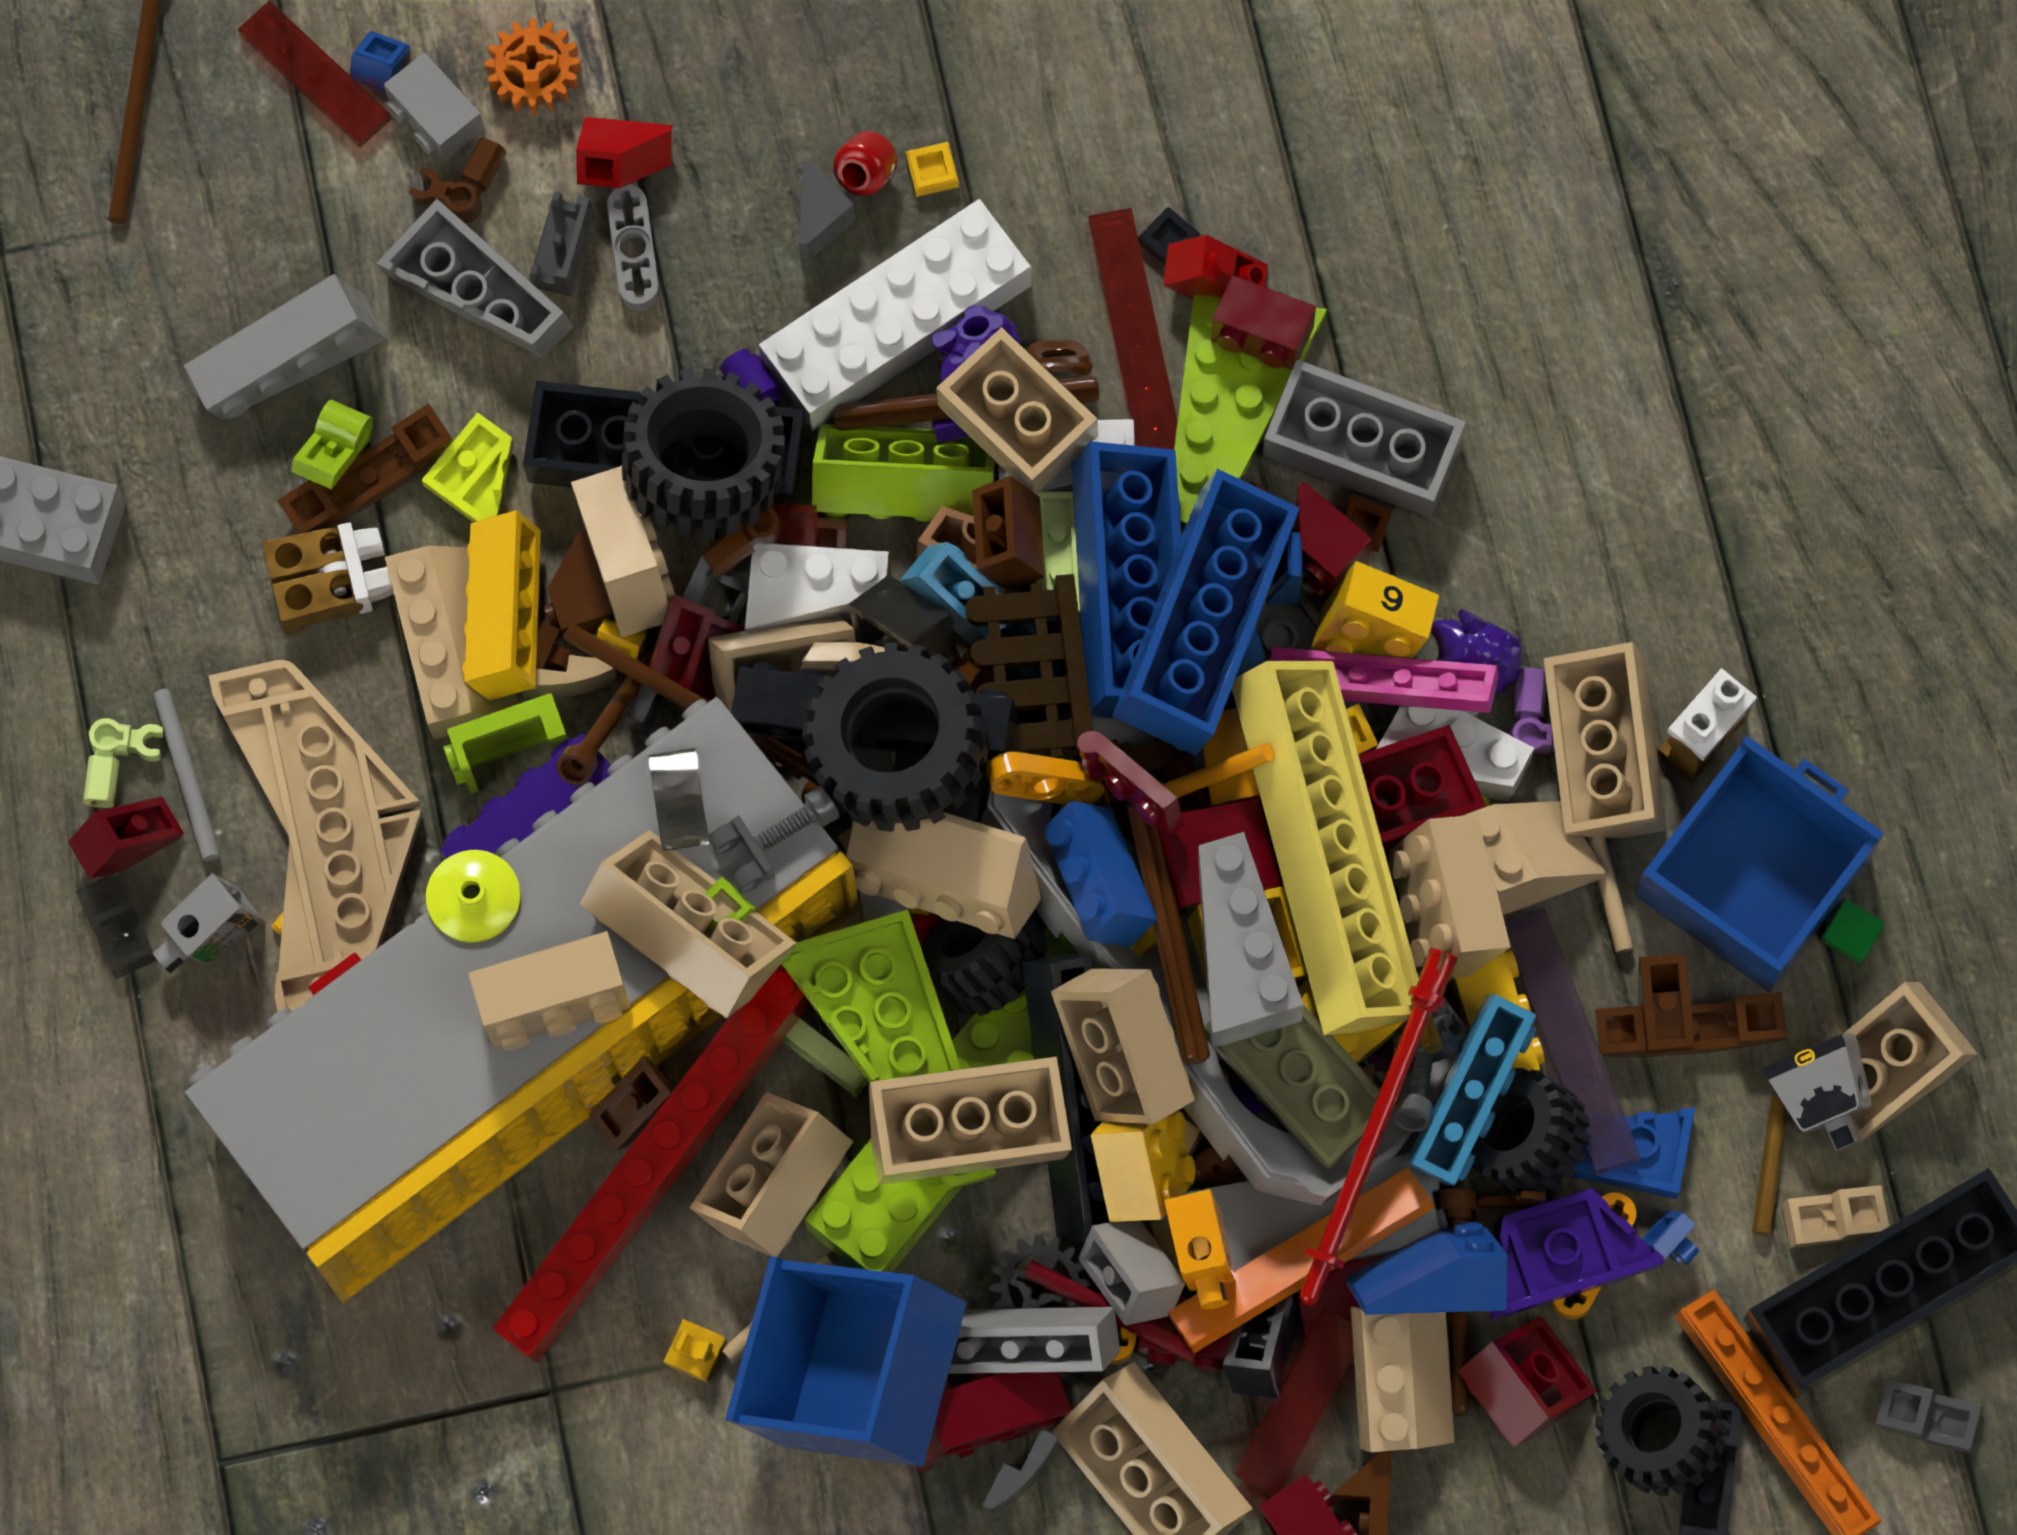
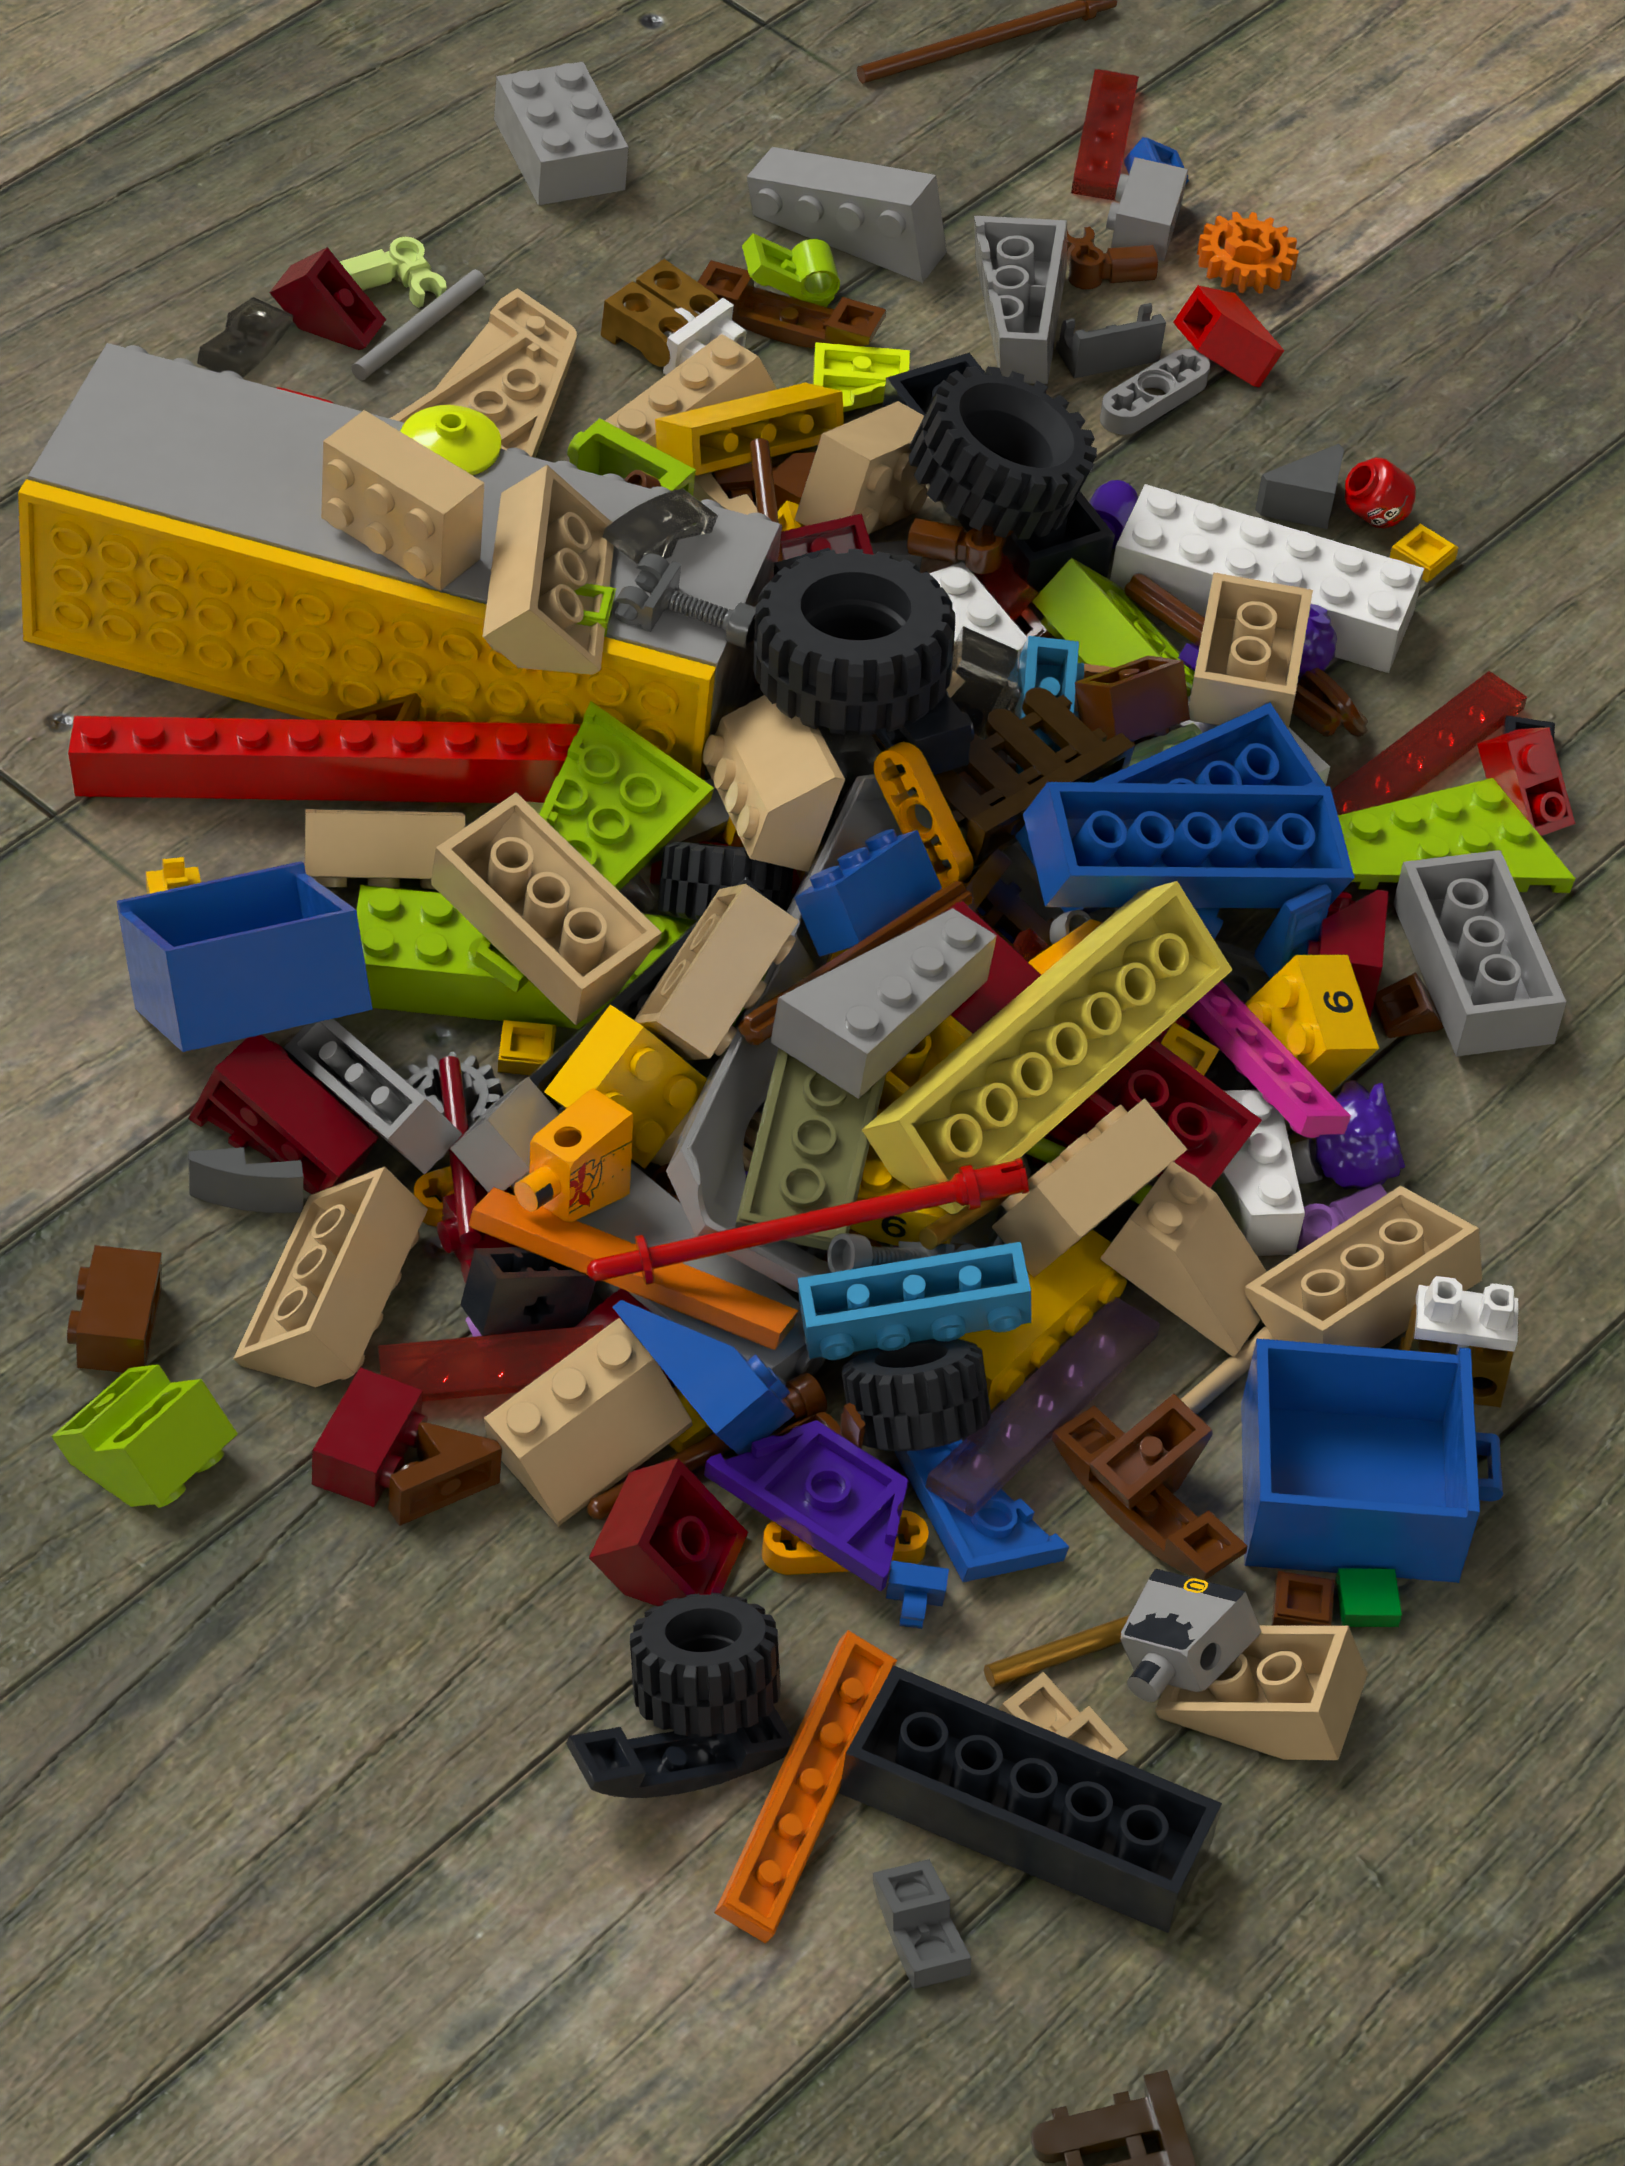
camera: 45 degrees right, 25 degrees down
(207, 924) = (298, 363): light grey torso -> none
(1010, 1188) = (525, 1046): none -> yellow tile
(1129, 781) = (970, 853): dark red plate -> none
(1221, 770) = (1050, 932): light orange bar -> none
(1262, 323) = (1511, 813): dark red brick -> none
(1830, 979) = (1302, 1600): none -> reddish brown tile

